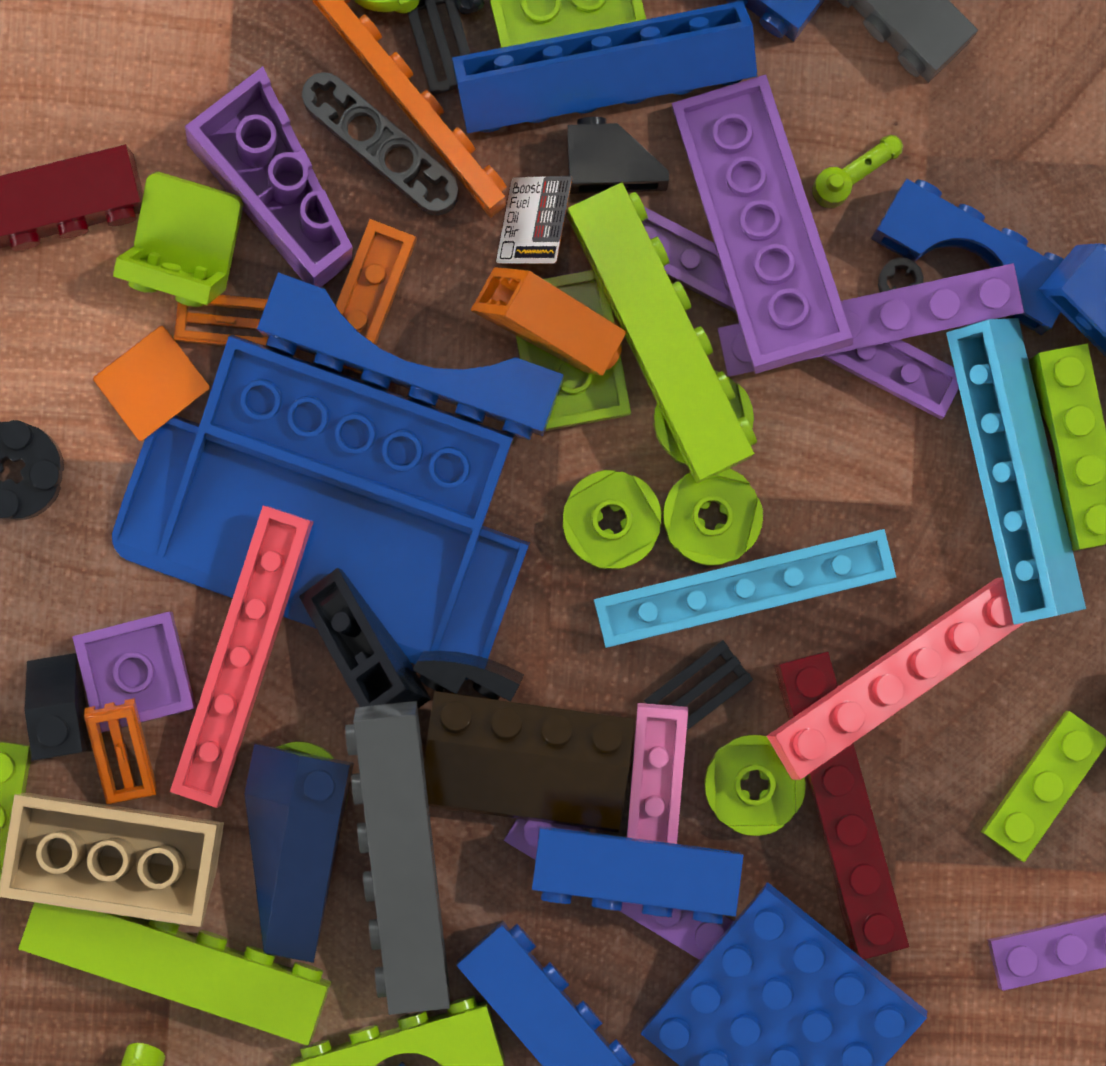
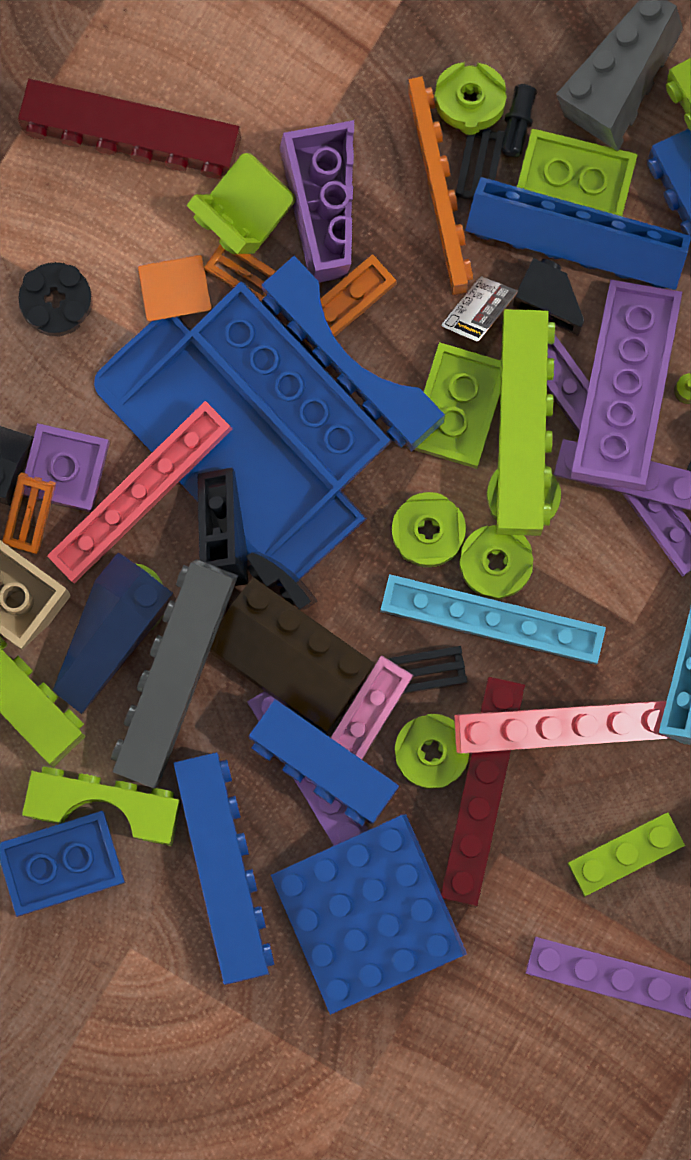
camera: 35 degrees right, 5 degrees down
(377, 147) = (408, 209): dark grey beam -> none
(549, 320) = (455, 377): orange slope -> none

